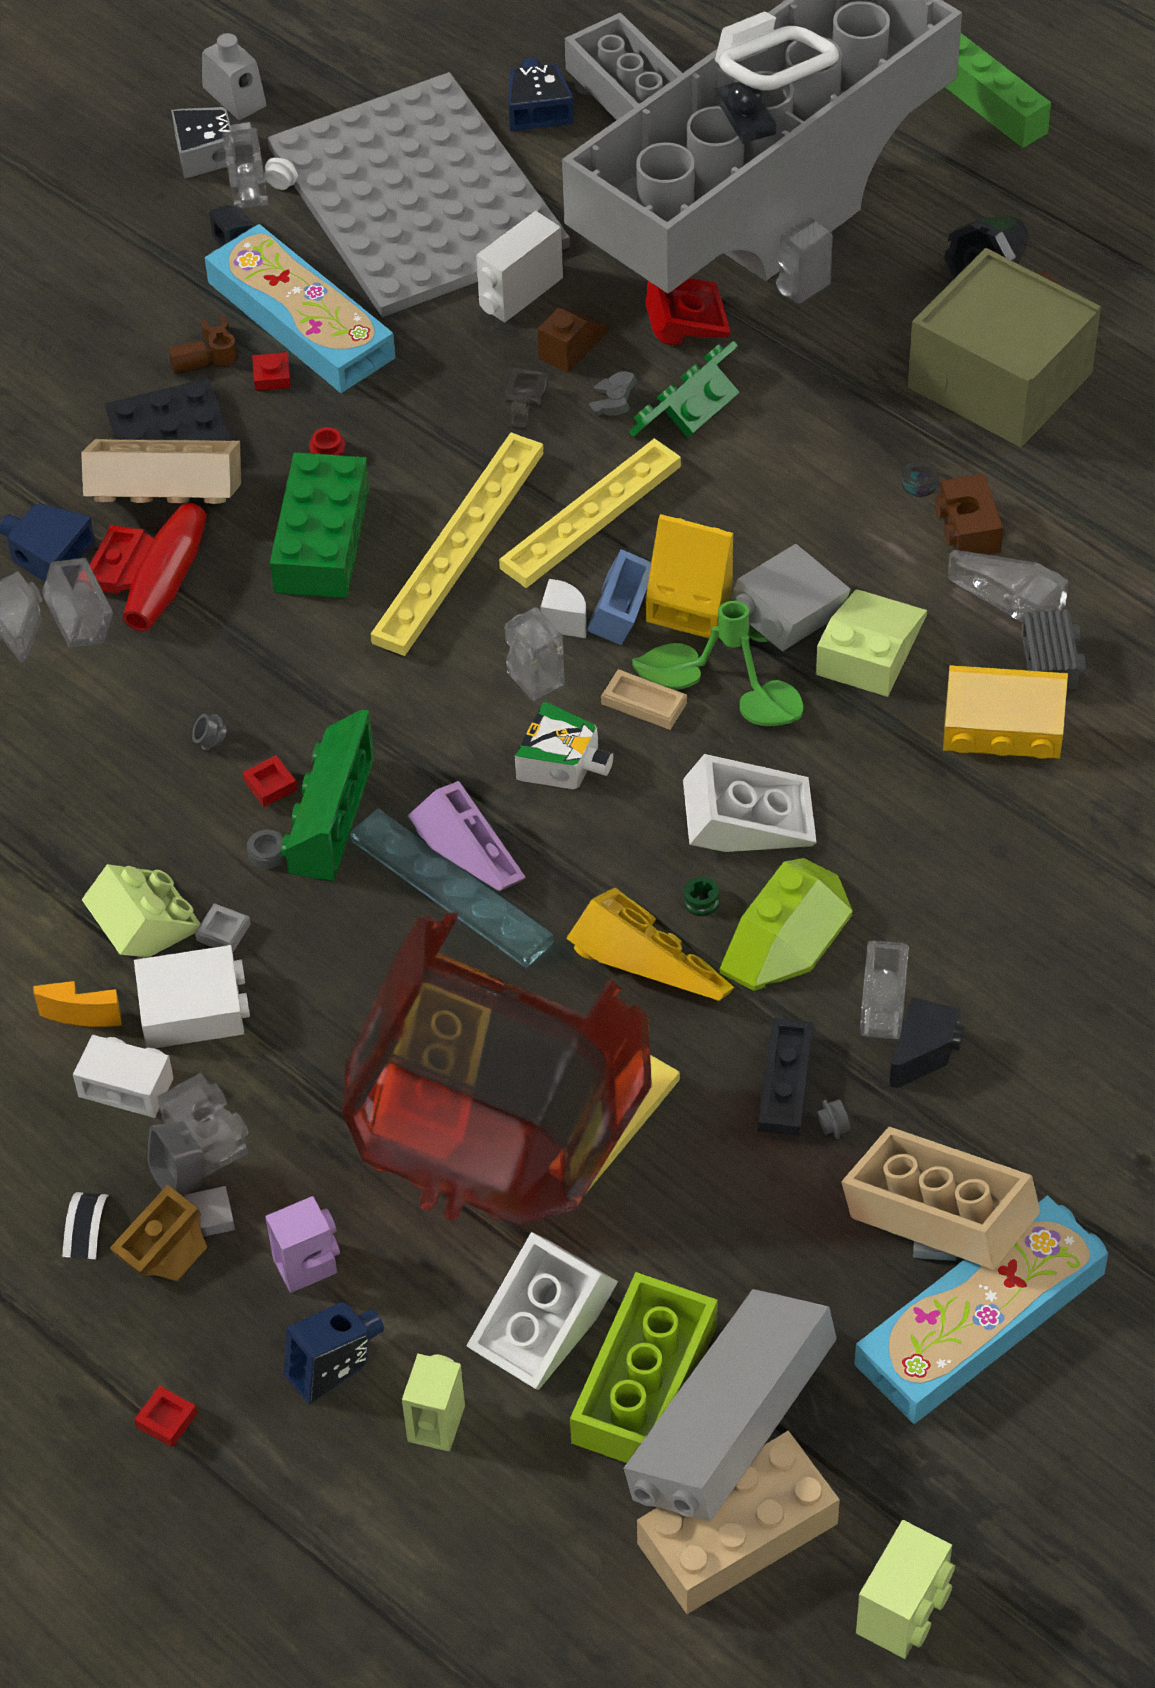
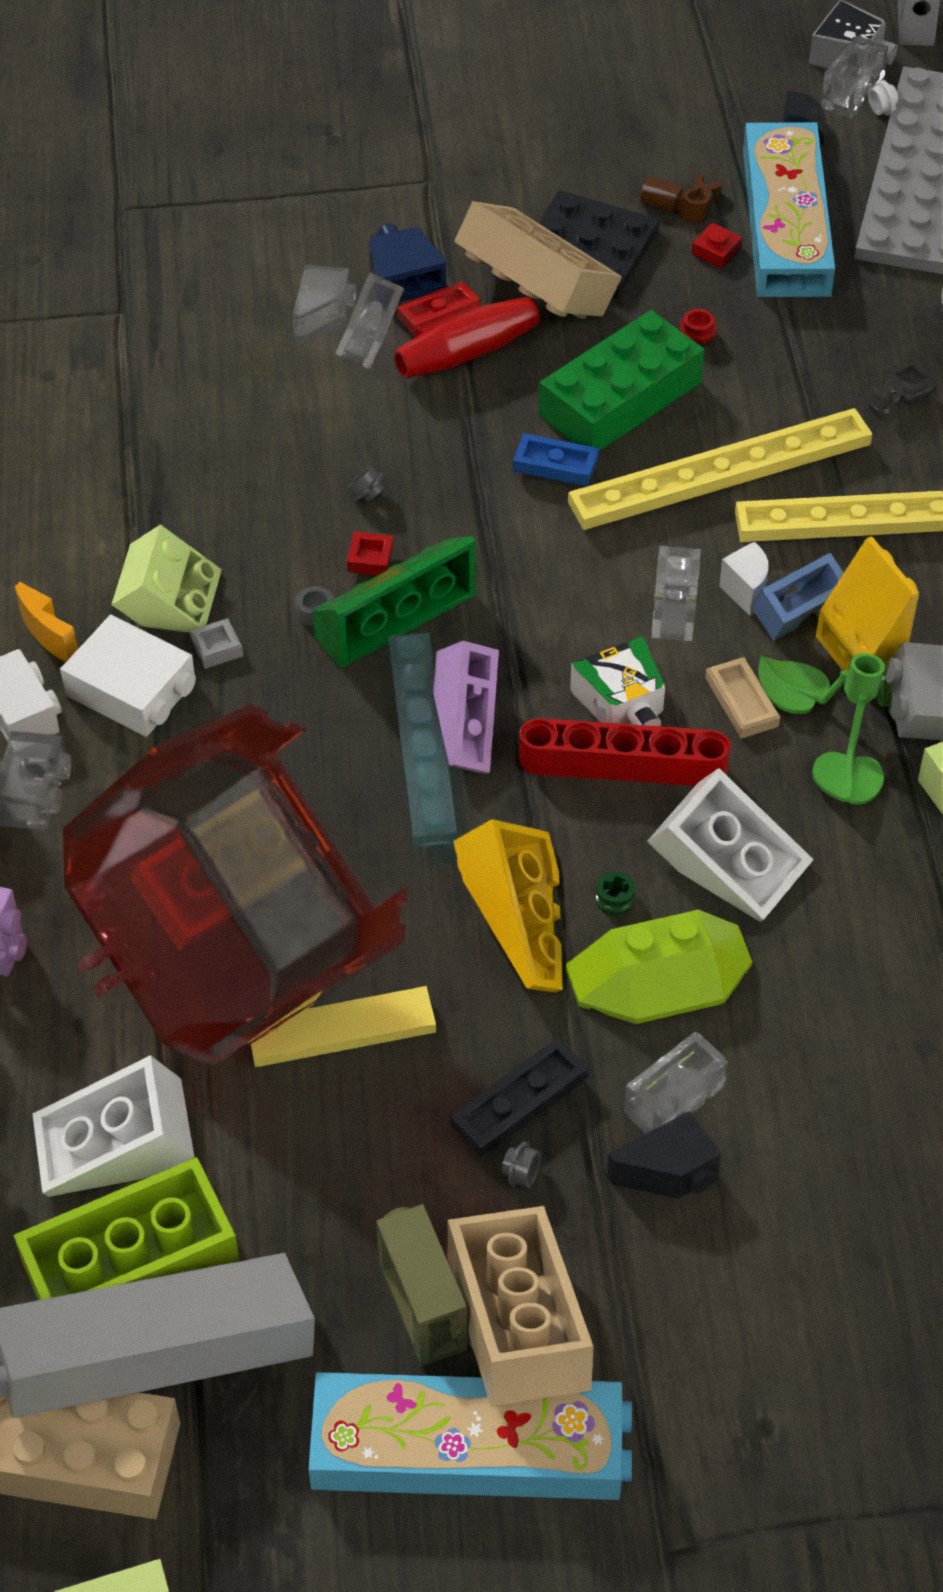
camera: 40 degrees right, 0 degrees up
(331, 616) = (555, 459): none -> blue plate
(609, 794) = (621, 751): none -> red beam
(862, 1236) = (422, 1284): none -> olive window

